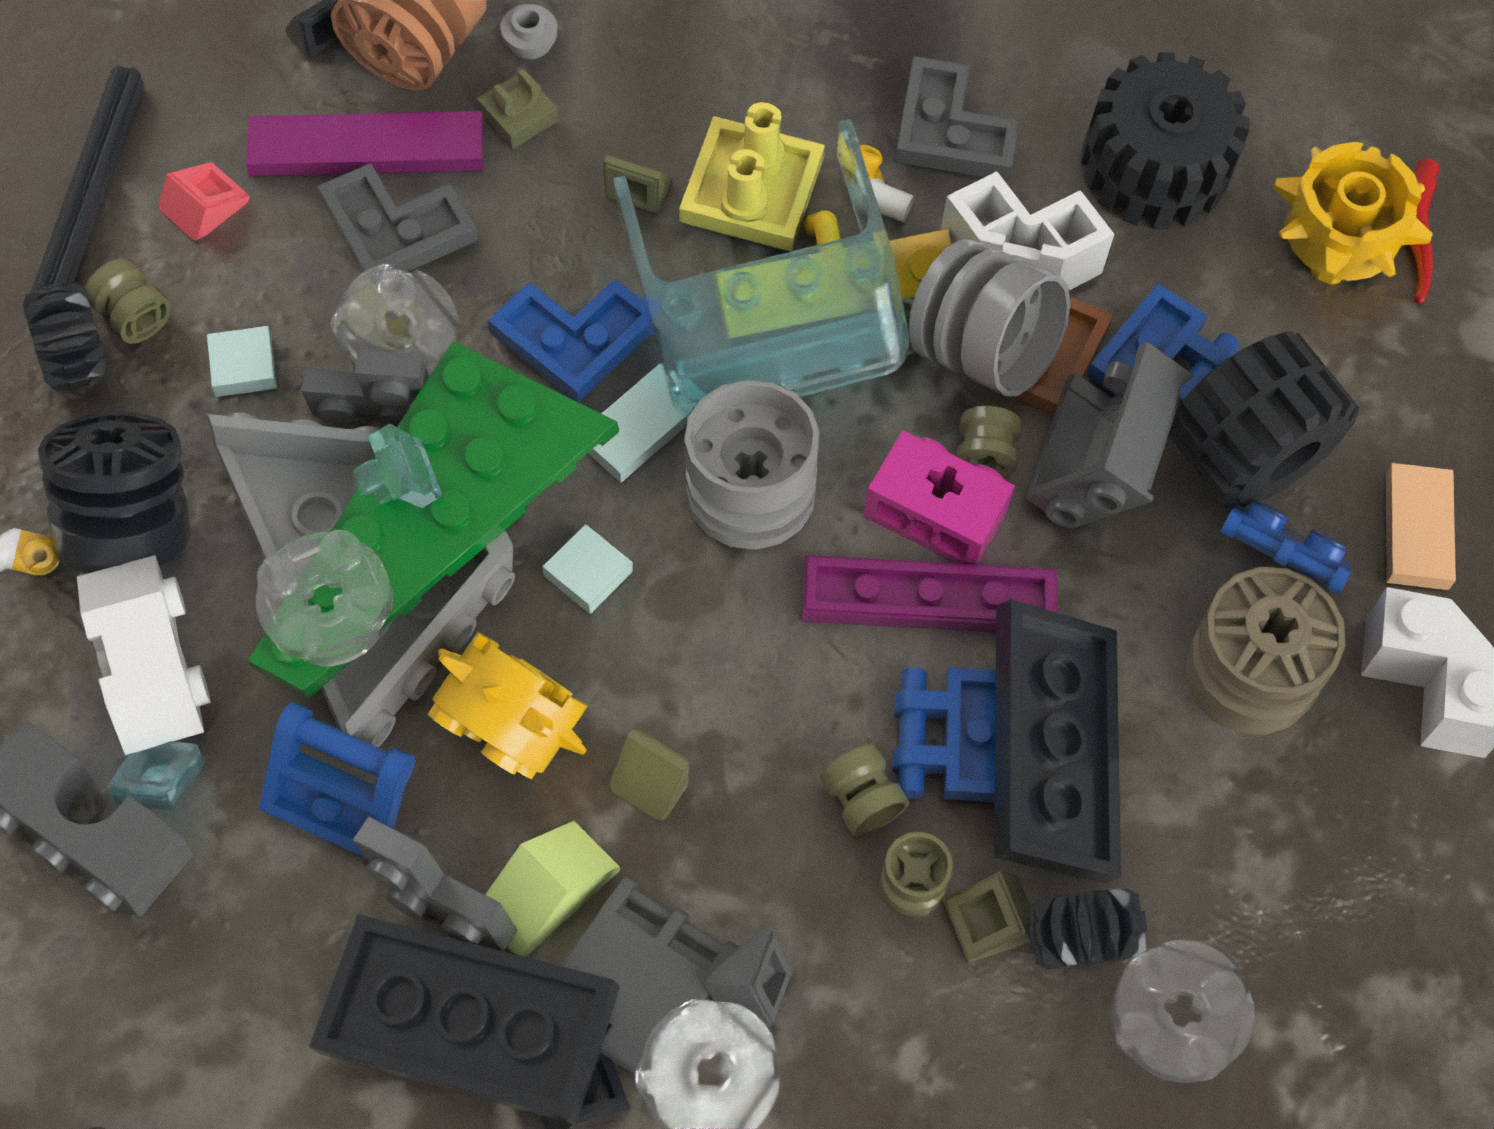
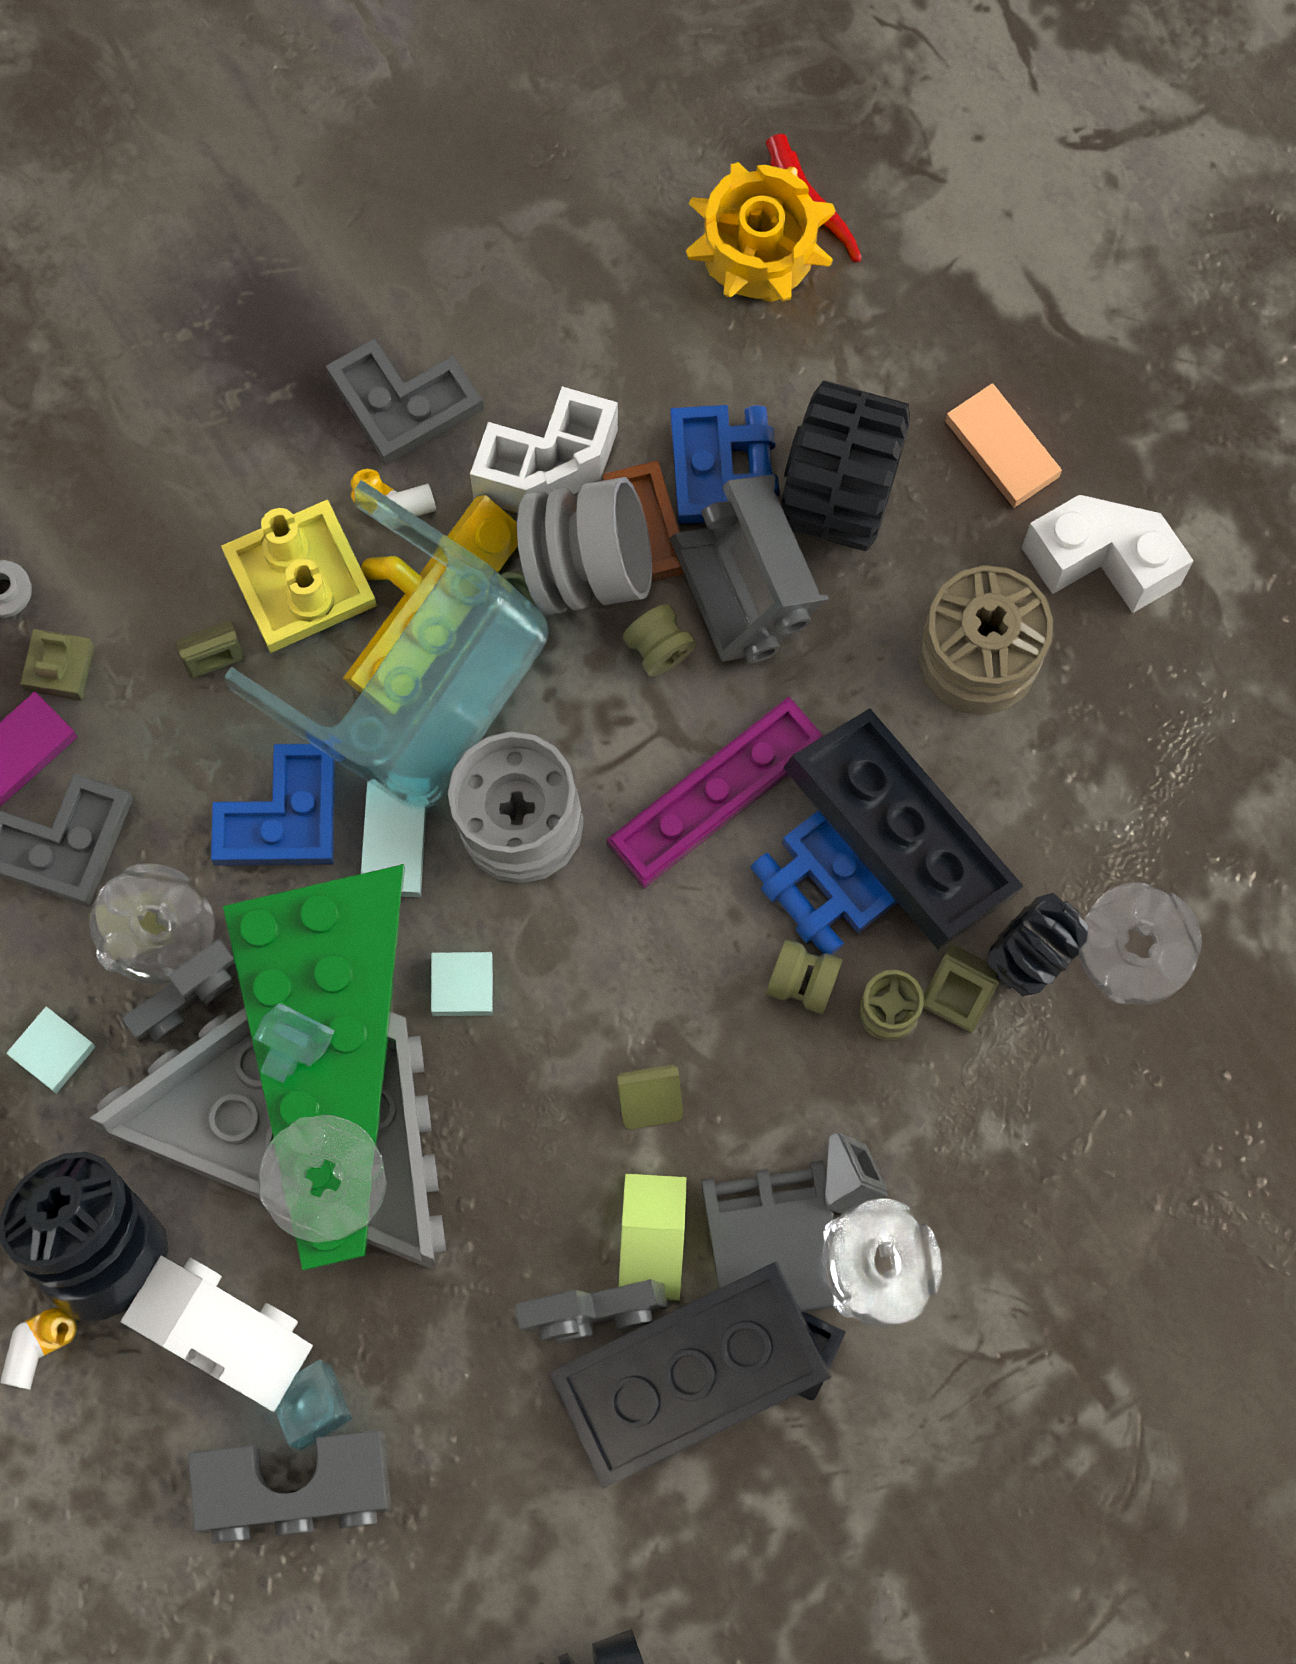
camera: 40 degrees left, 10 degrees up
(323, 796) = (449, 1312): blue plate -> none
(508, 706) = (517, 1139): yellow brick -> none
(908, 500) = (640, 734): dark pink brick -> none
(1176, 138) = (580, 284): black wheel -> none
(1313, 556) = (944, 545): blue plate -> none

